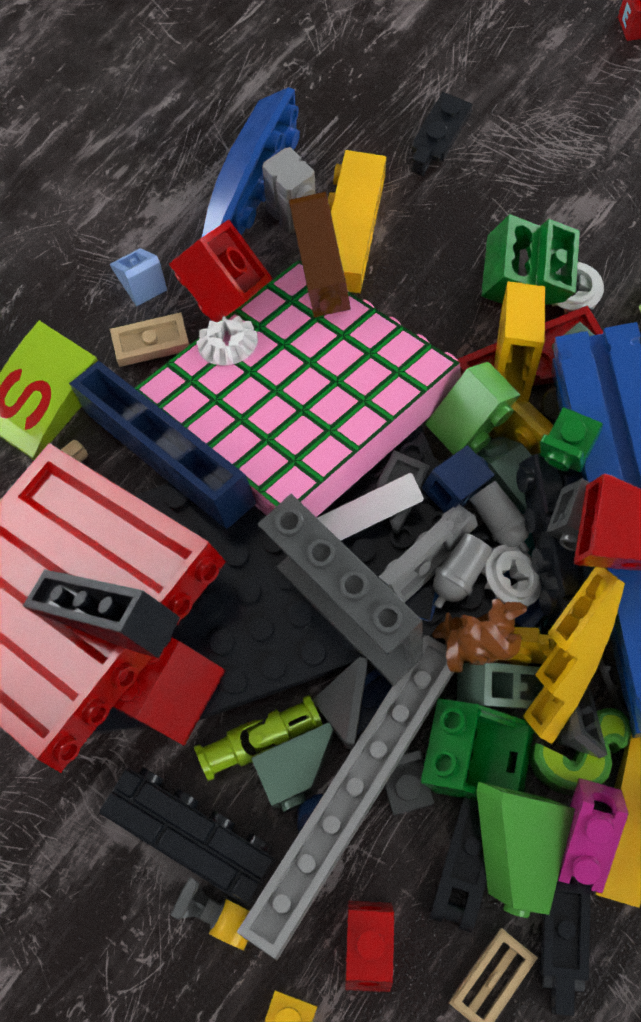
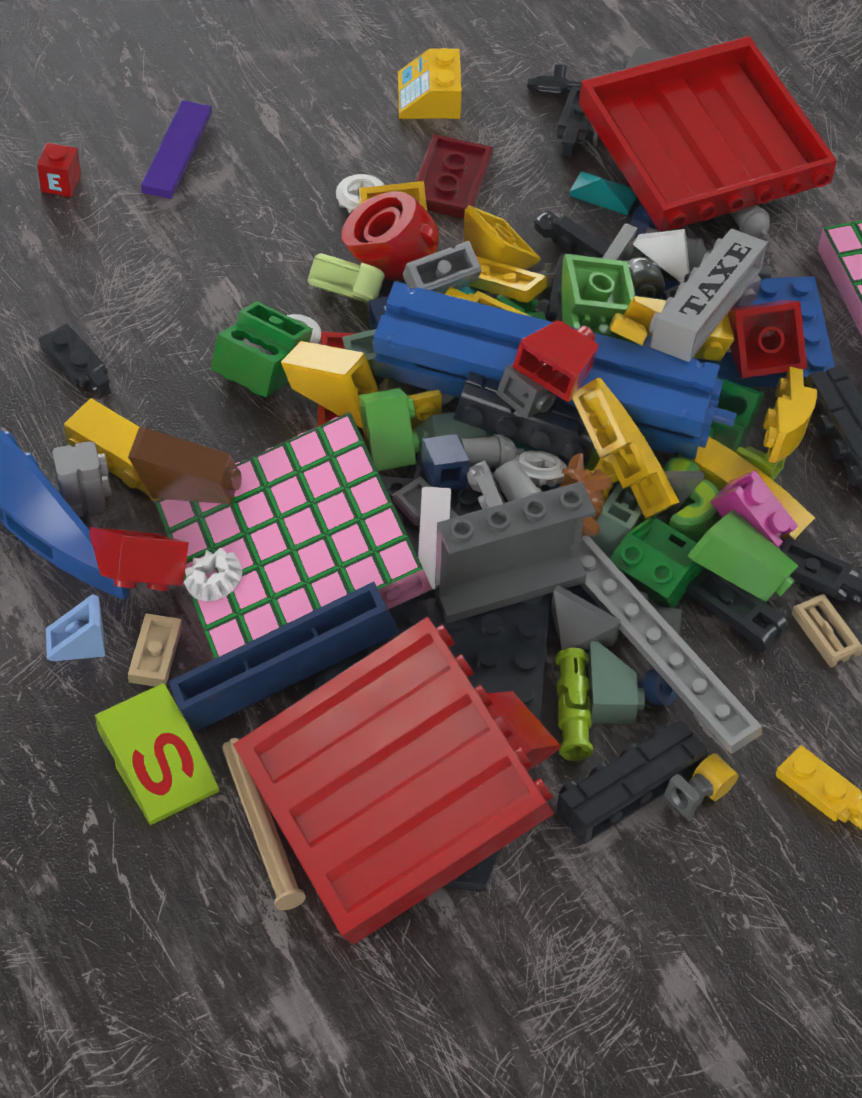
camera: 70 degrees left, 15 degrees down
(105, 611) = (444, 712): black slope -> none
(369, 946) = (774, 686): red torso -> none
(570, 440) = (468, 363): green bracket -> none

